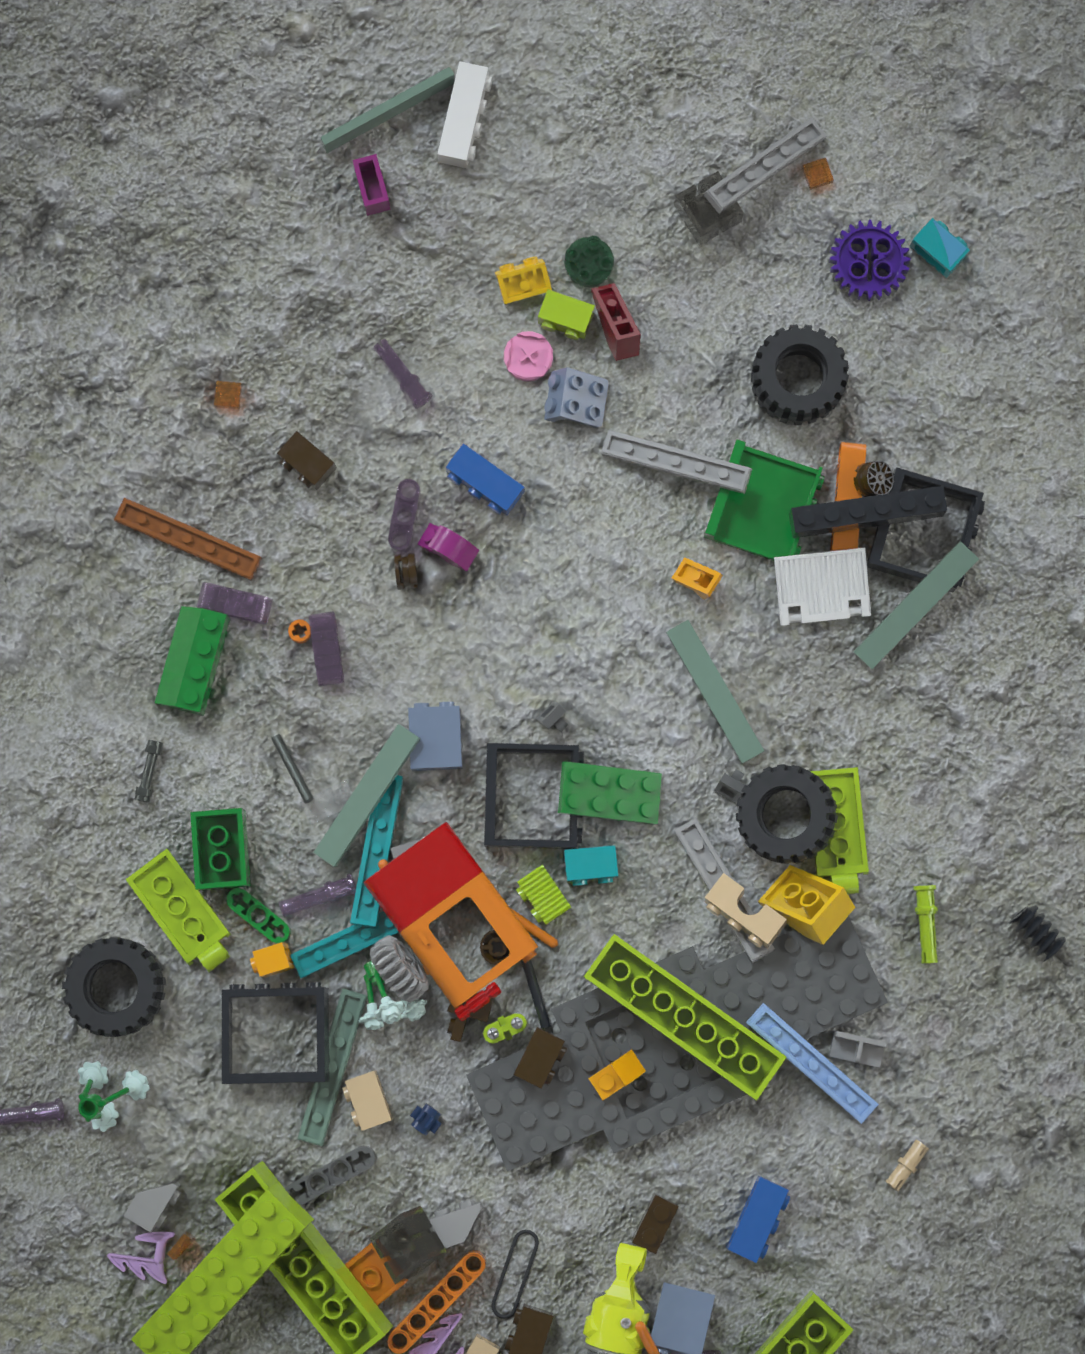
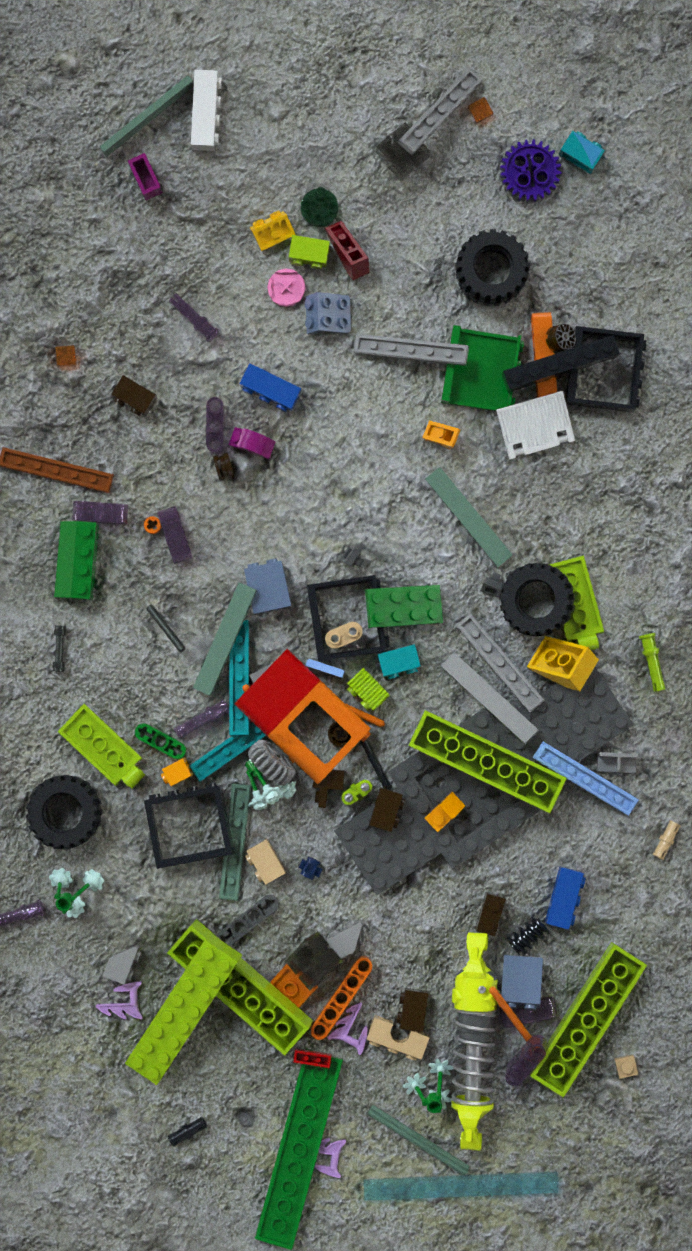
camera: 10 degrees left, 5 degrees up
(181, 1245) = (148, 990): clear orange tile -> none
(220, 849) = (123, 697): green brick -> none
(477, 1001) = (333, 776): red axle -> none
(491, 856) = (325, 668): none -> light blue tile
(504, 1272) = (402, 969): black piece -> none
(524, 817) = (344, 635): none -> tan plate
(700, 1261) = (528, 935): none -> black piece
(702, 934) = (489, 698): none -> light grey tile
(760, 927) = (532, 686): tan arch -> none
(916, 605) = (607, 427): sand green tile -> none

